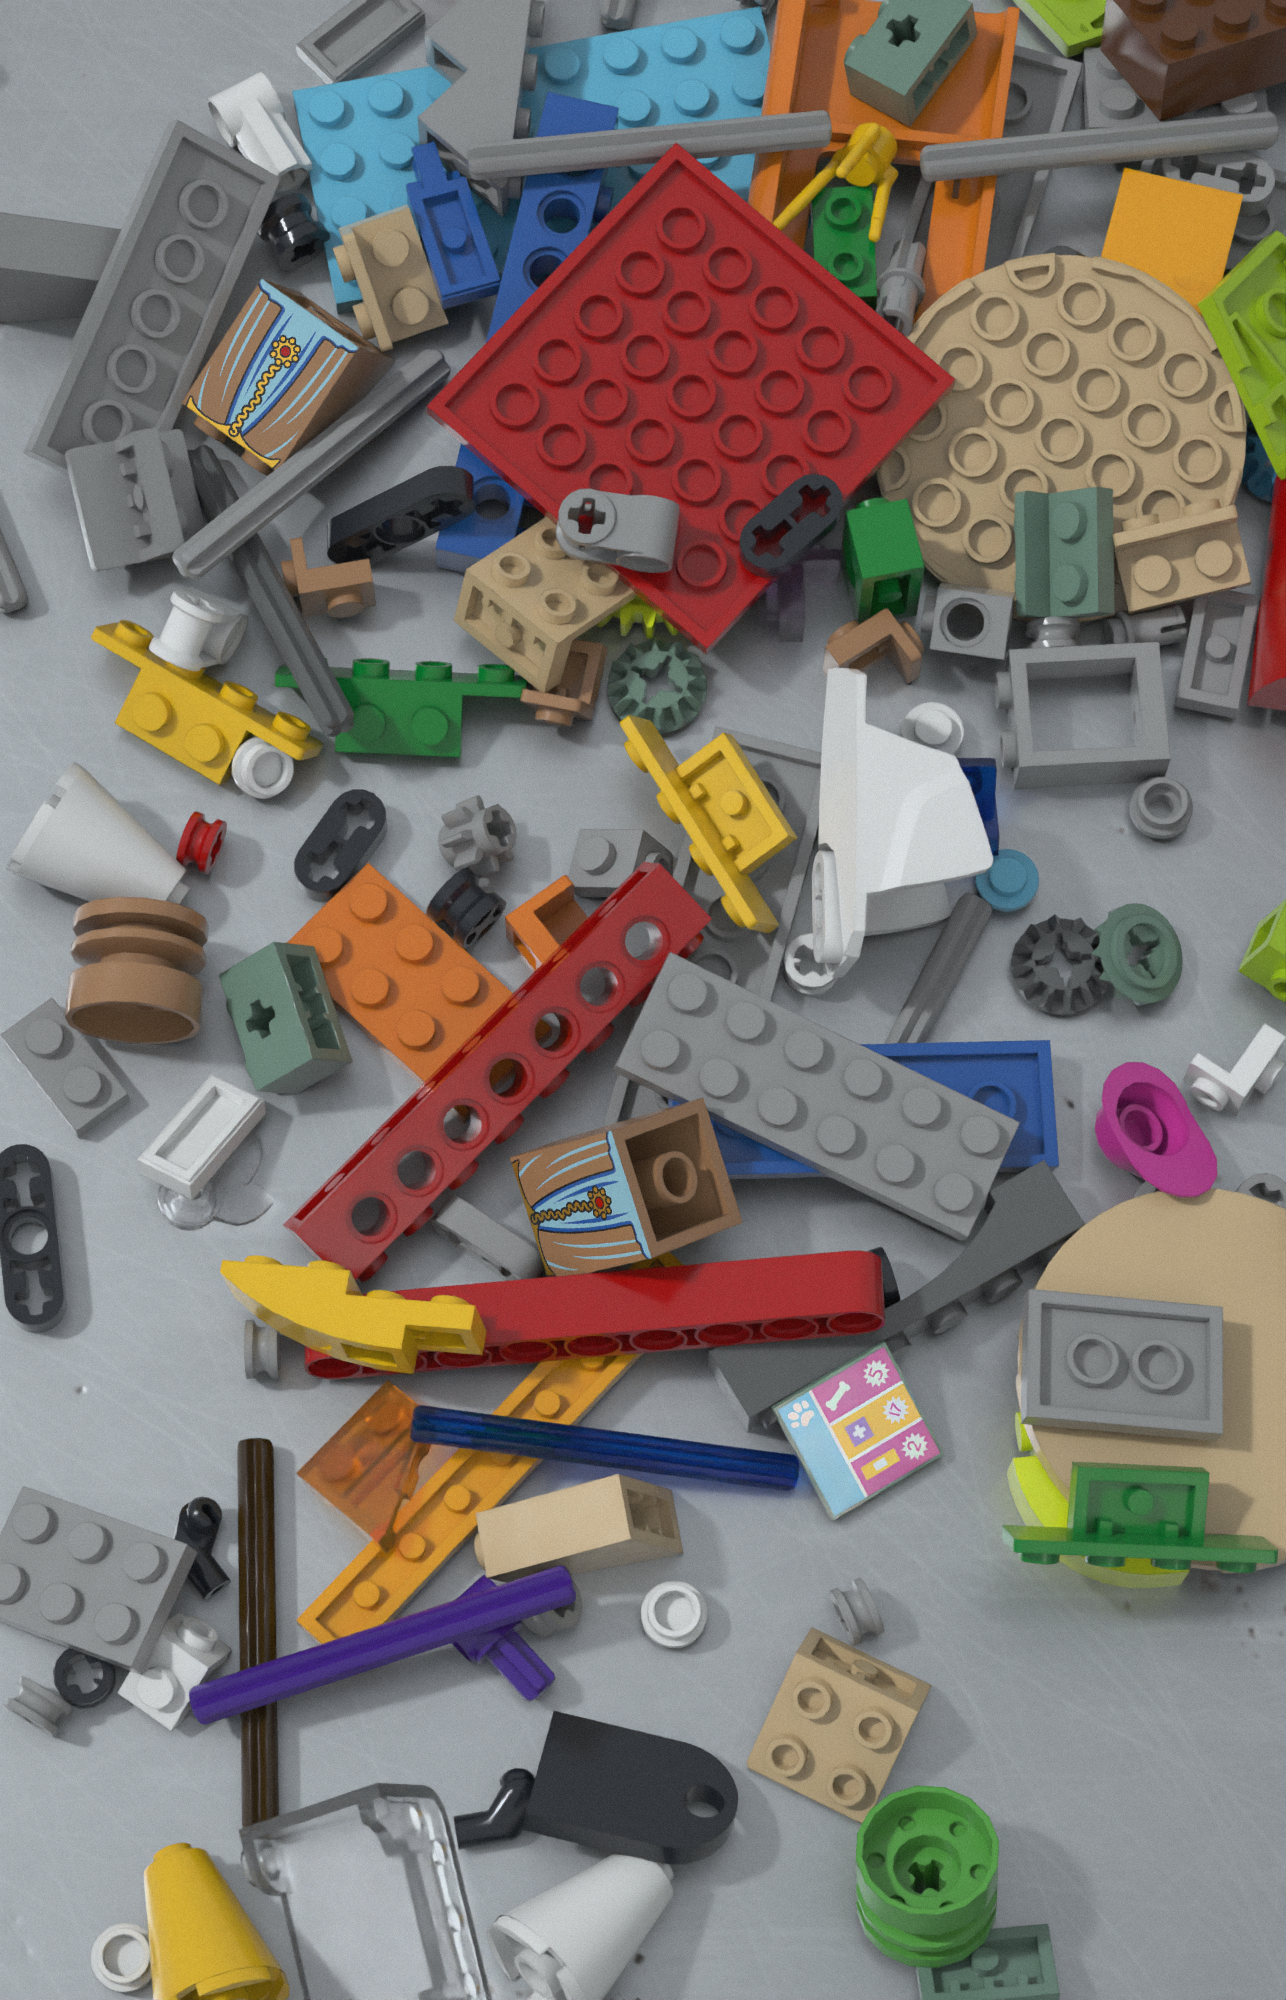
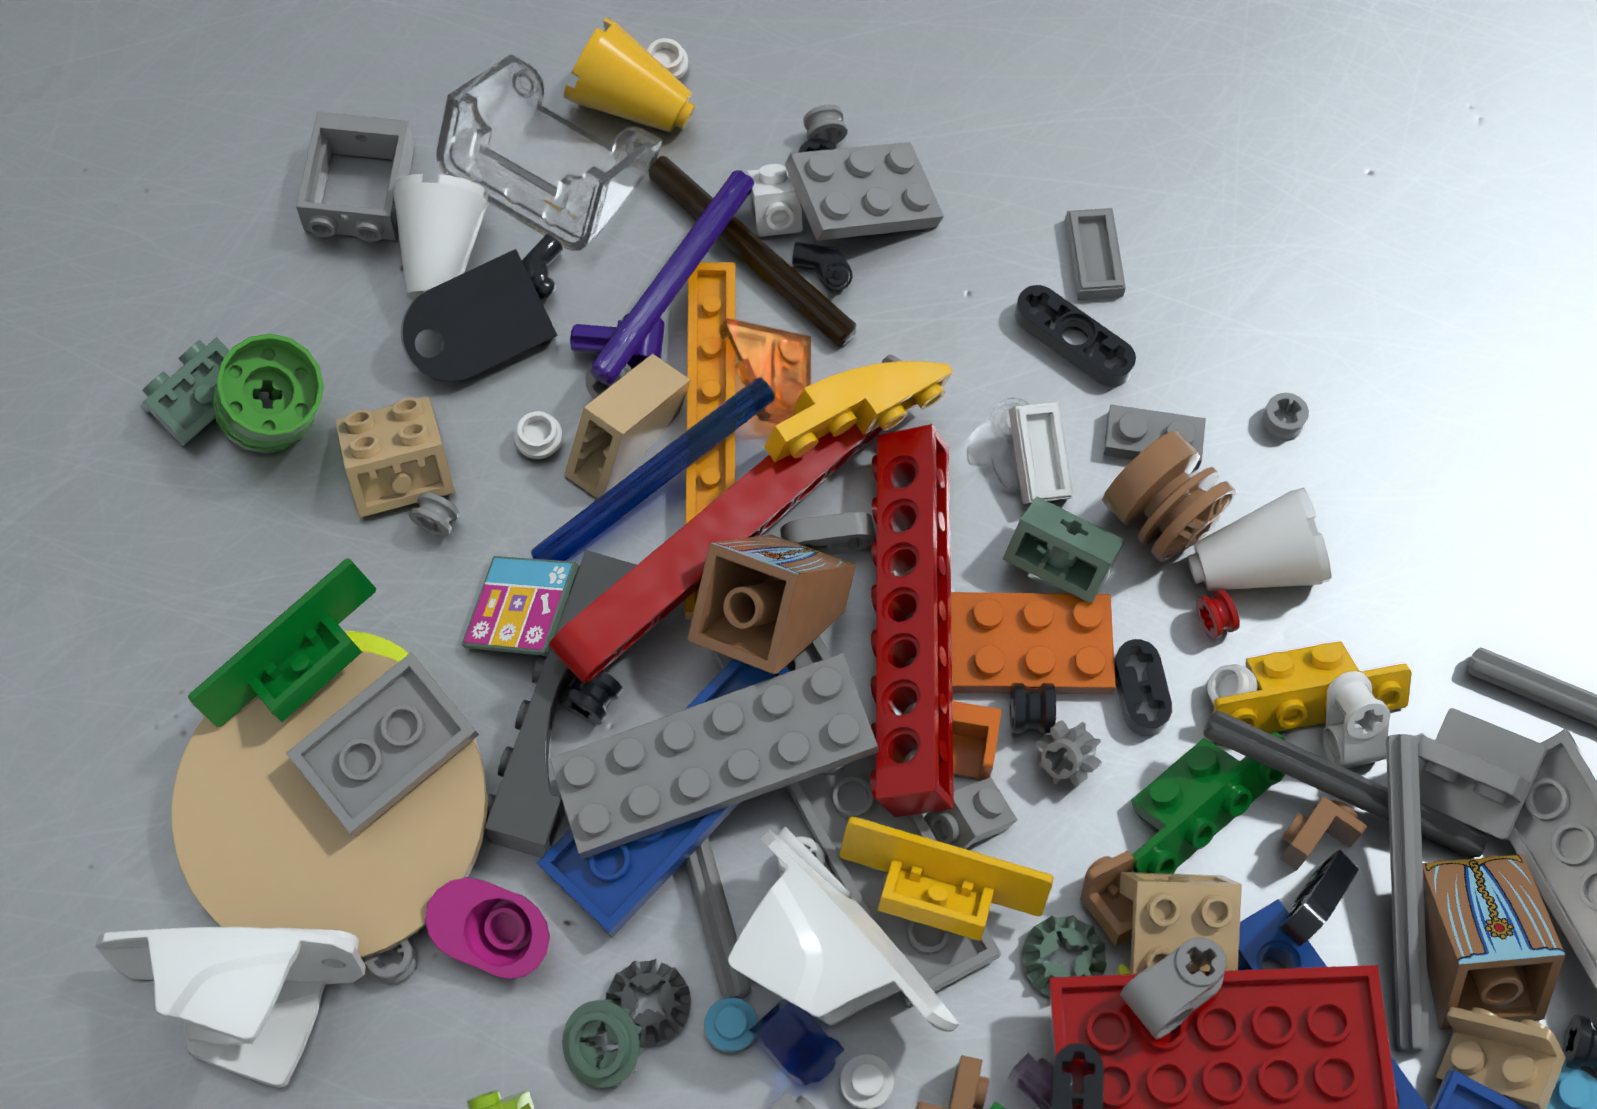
camera: 135 degrees right, 5 degrees down
(1255, 1070) = (463, 1035): white bracket -> none

